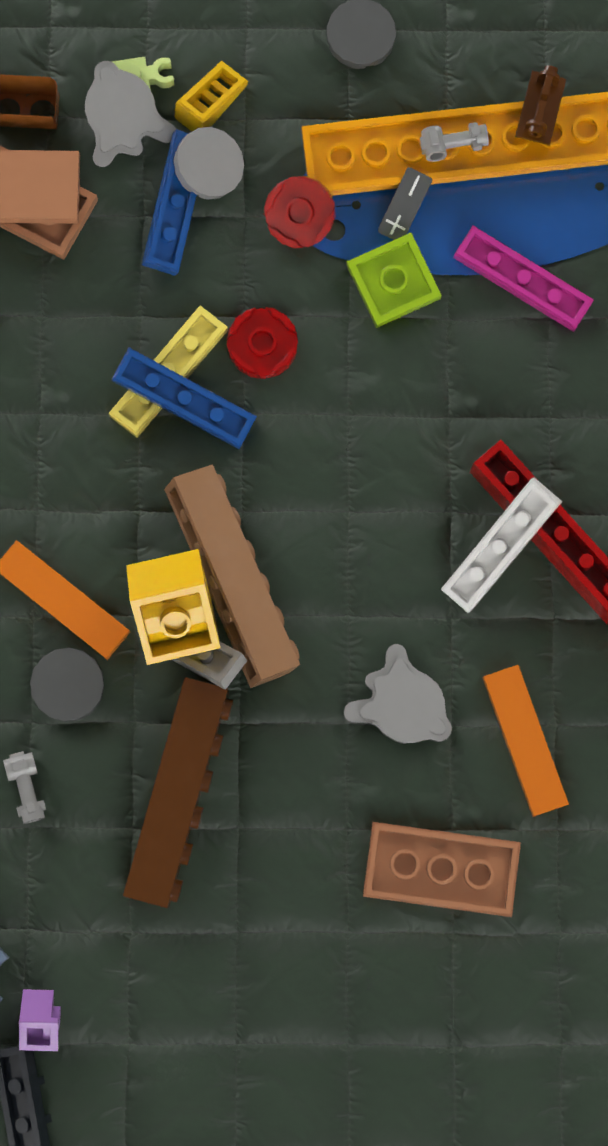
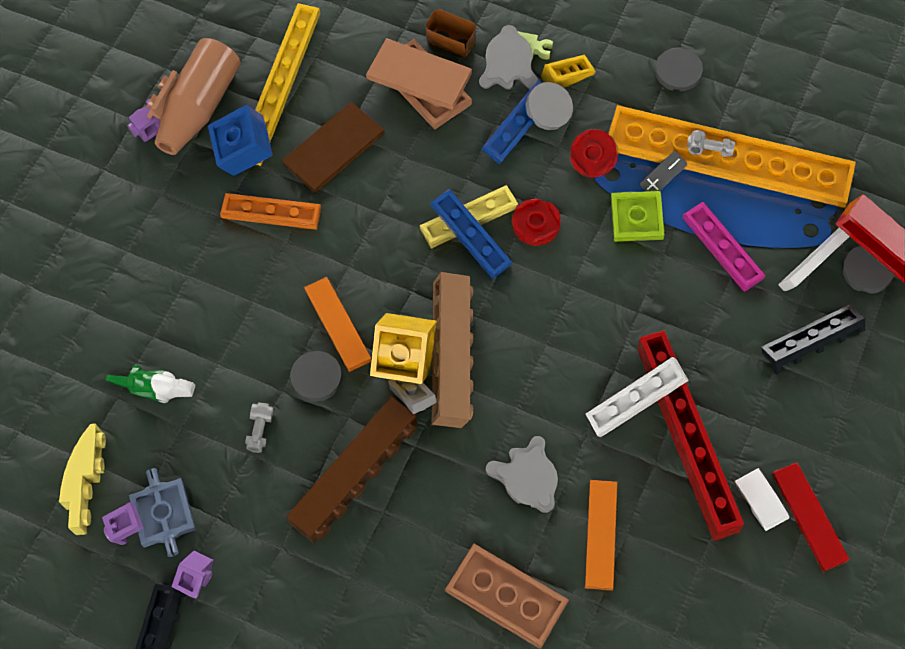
camera: 30 degrees right, 15 degrees down
(541, 106) = (777, 145): reddish brown hinge -> none

